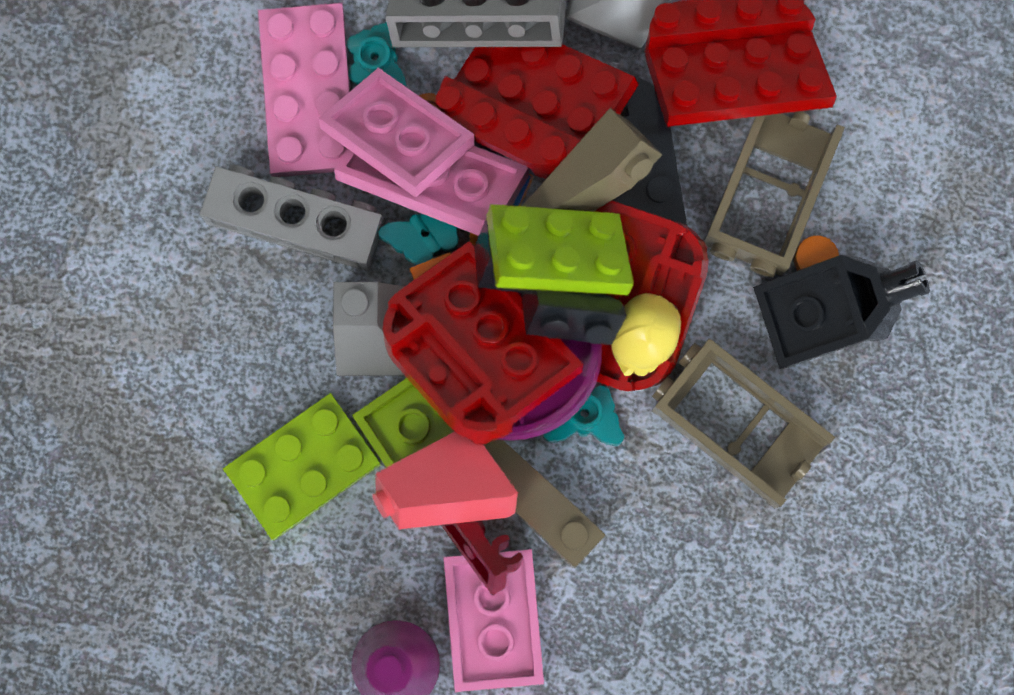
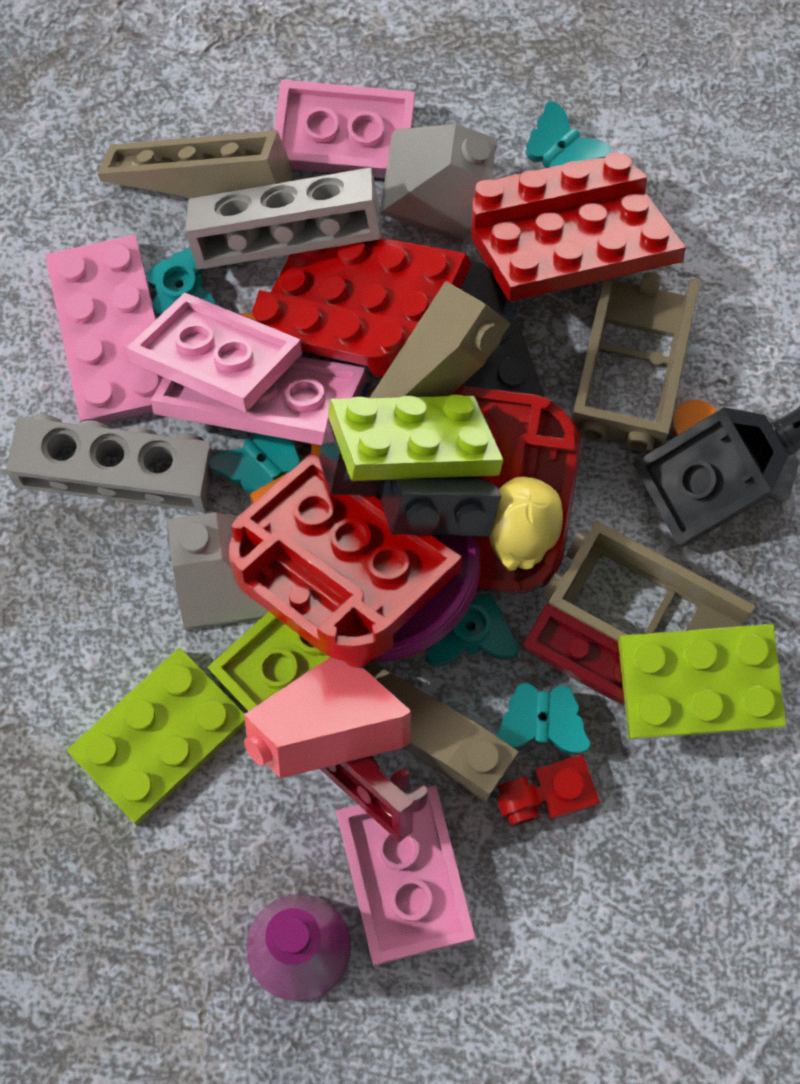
camera: 10 degrees left, 10 degrees down
(639, 566) = (562, 788): none -> red plate
(647, 515) = (561, 729): none -> teal animal
(691, 465) = (577, 652): none -> dark red plate
(774, 499) = (701, 681): none -> lime plate

